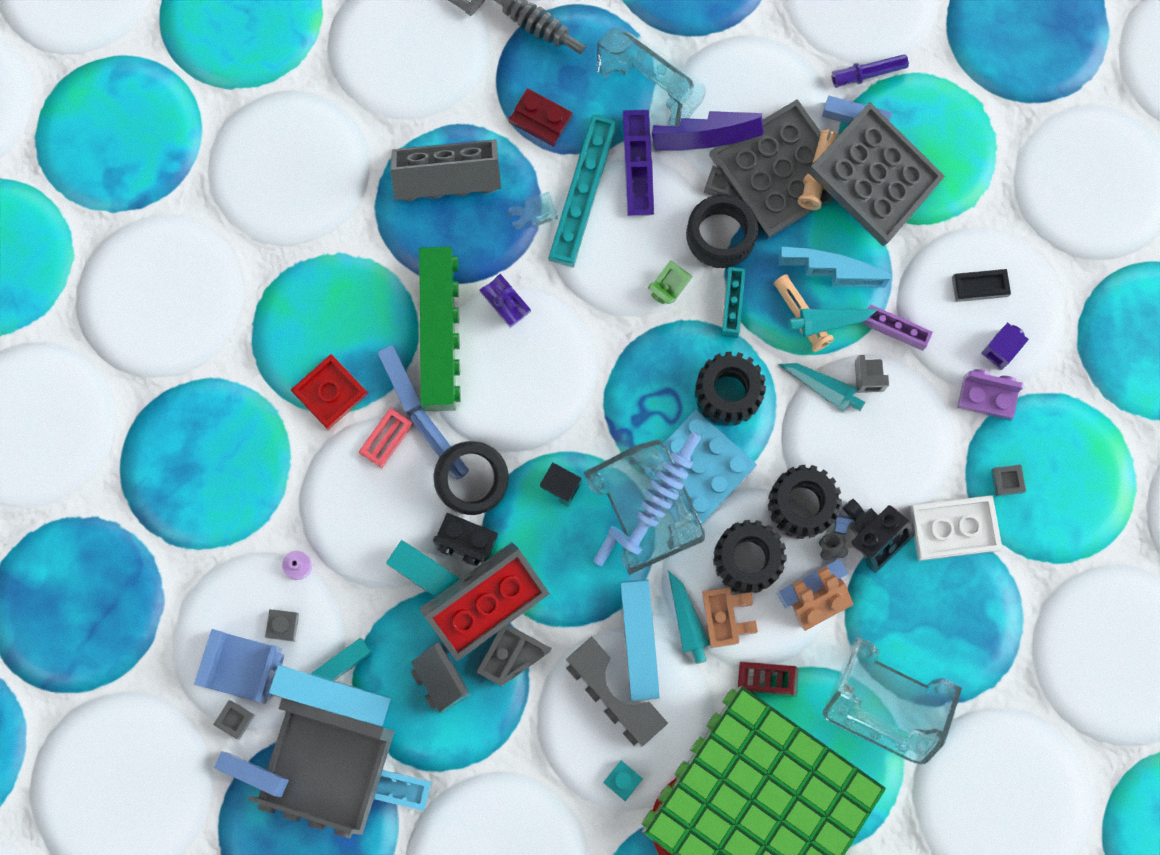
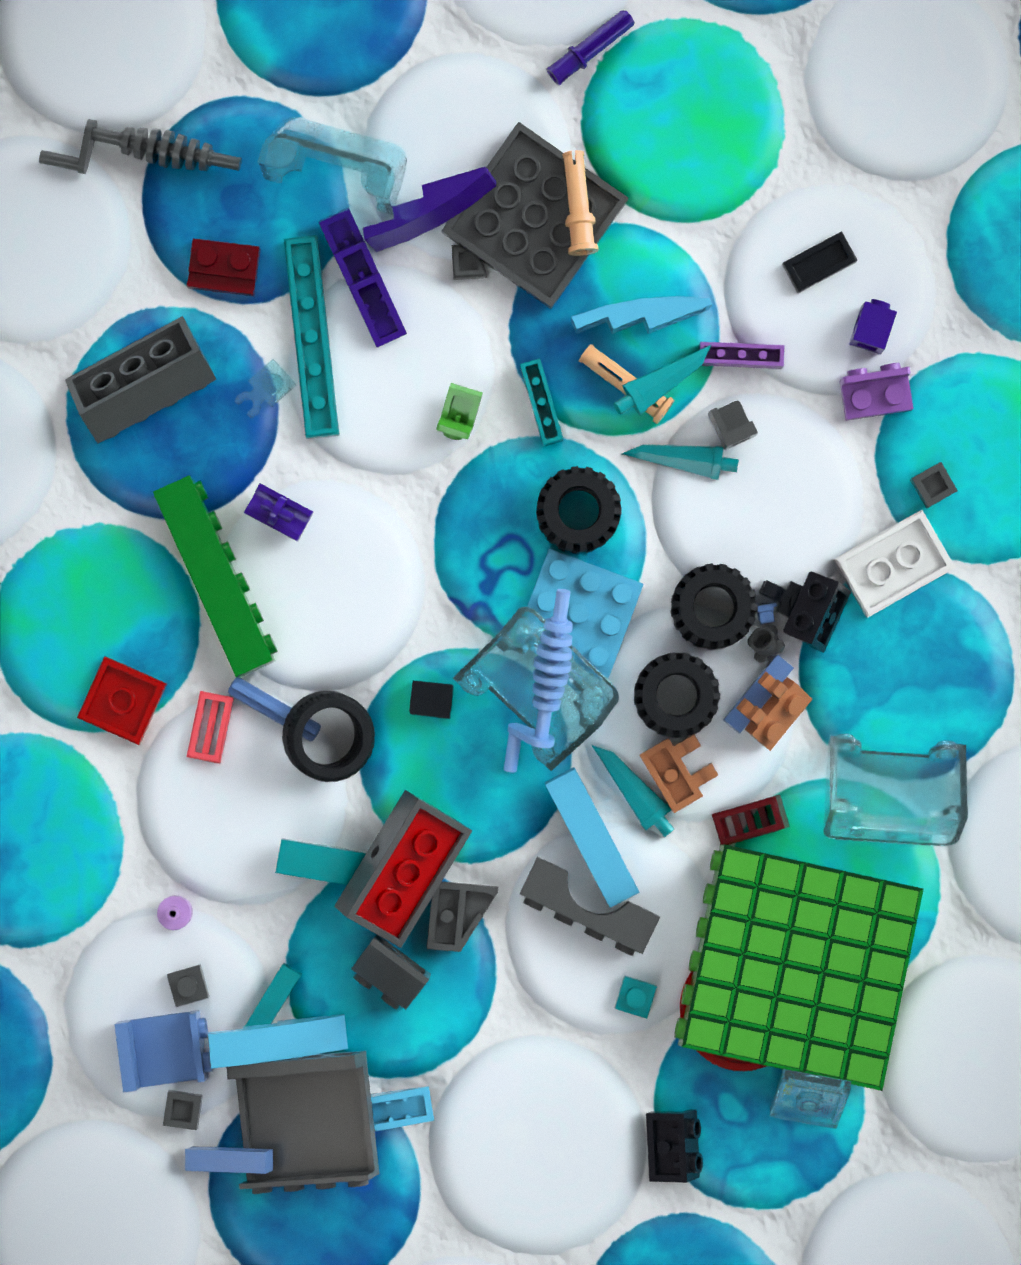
camera: 20 degrees left, 10 degrees up
(400, 380) = (197, 653): medium blue piece -> none
(465, 539) = (350, 805): black bracket -> none
(727, 206) = (486, 289): black tyre -> none
(845, 110) = (596, 109): medium blue piece -> none
(876, 174) = (647, 182): dark grey plate -> none

